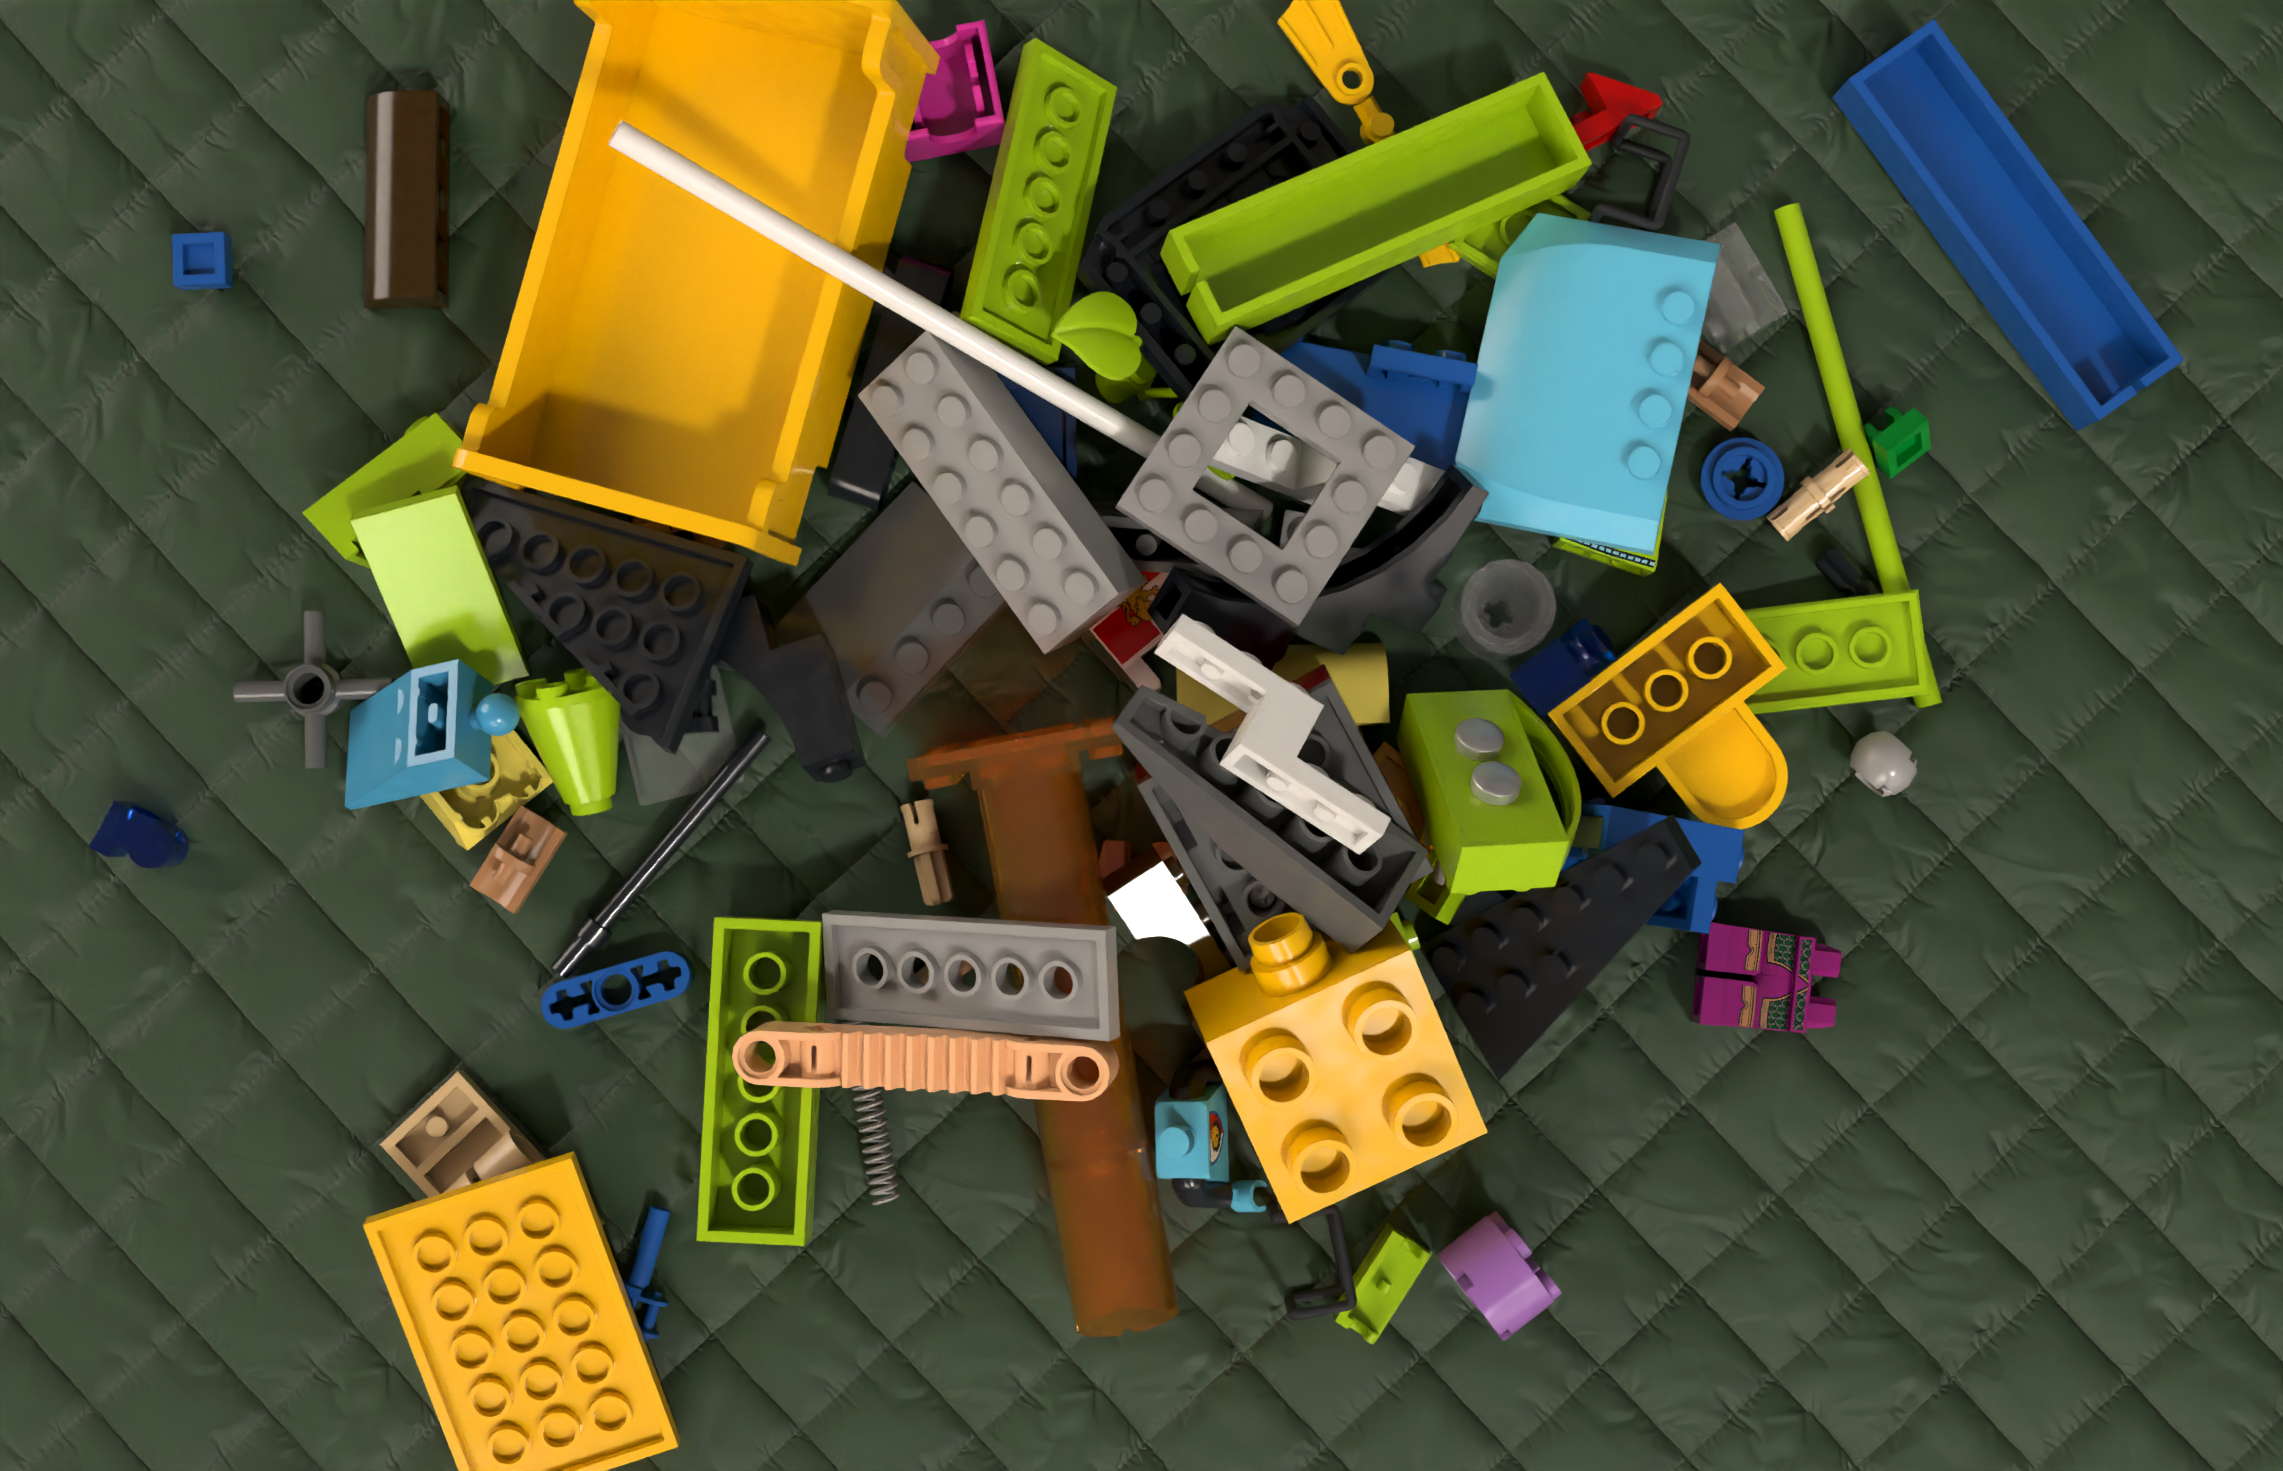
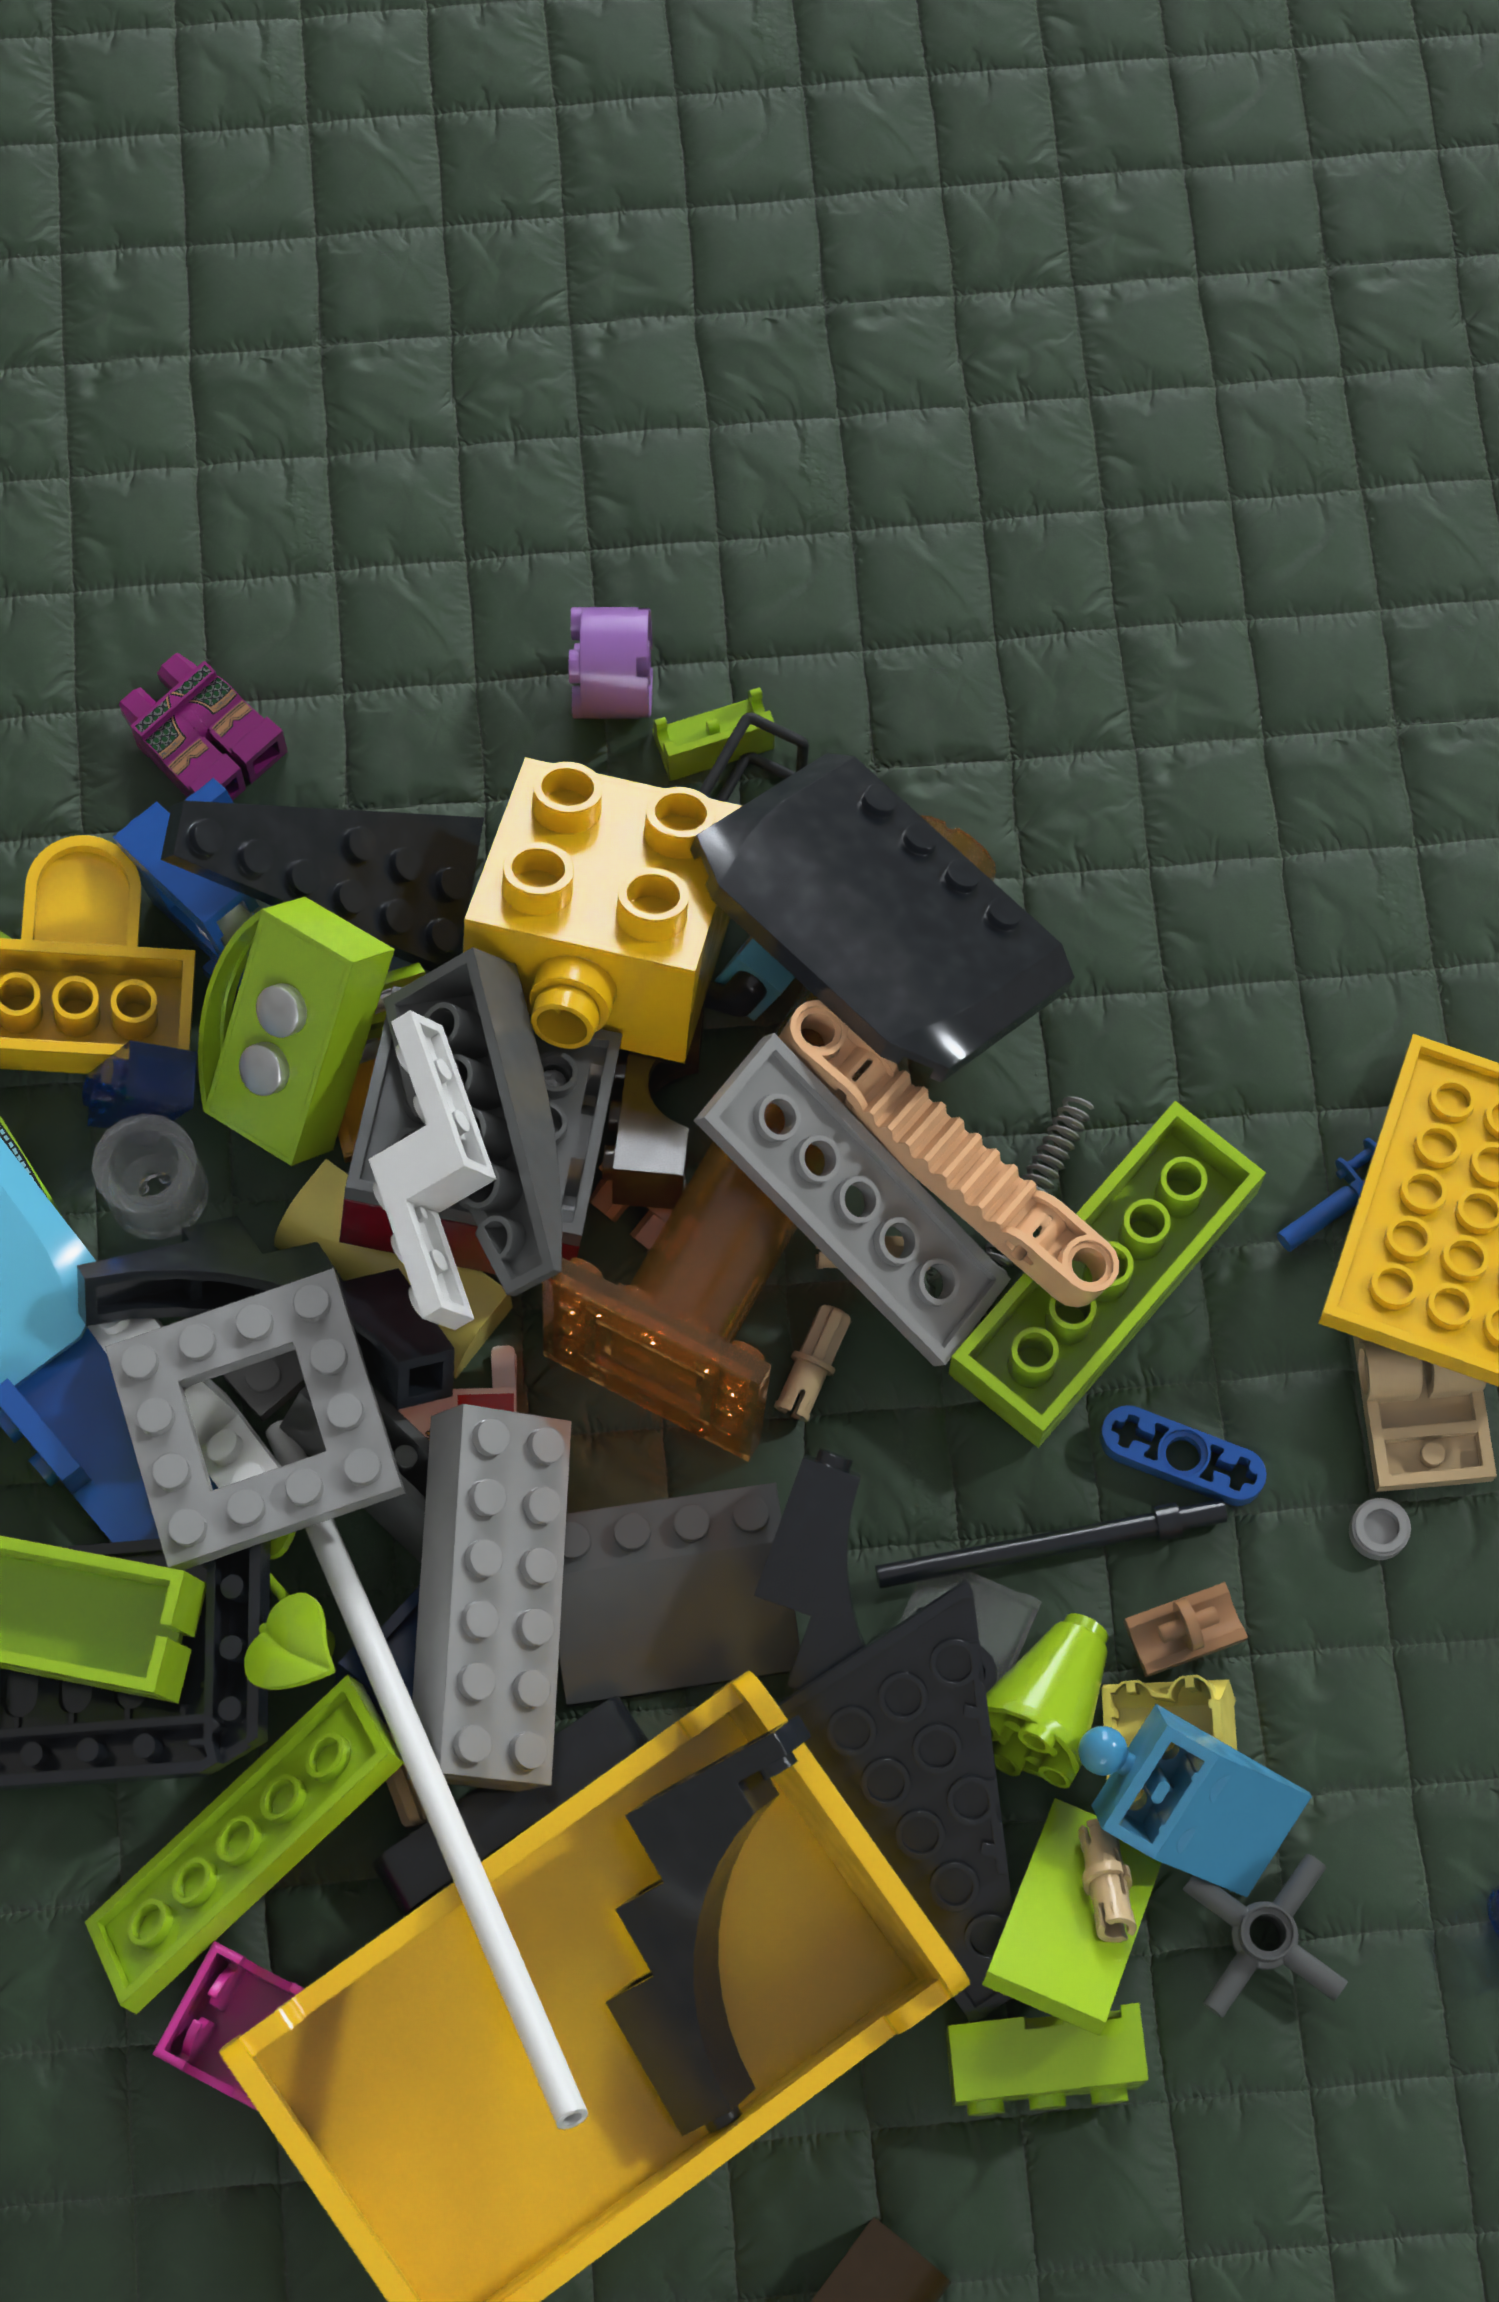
camera: 145 degrees left, 15 degrees down
(433, 629) = (1107, 1883): none -> tan pin
(441, 1044) = (1379, 1529): none -> light grey tile
(661, 317) = (677, 2008): none -> black arch
(1115, 1206) = (881, 916): none -> black slope

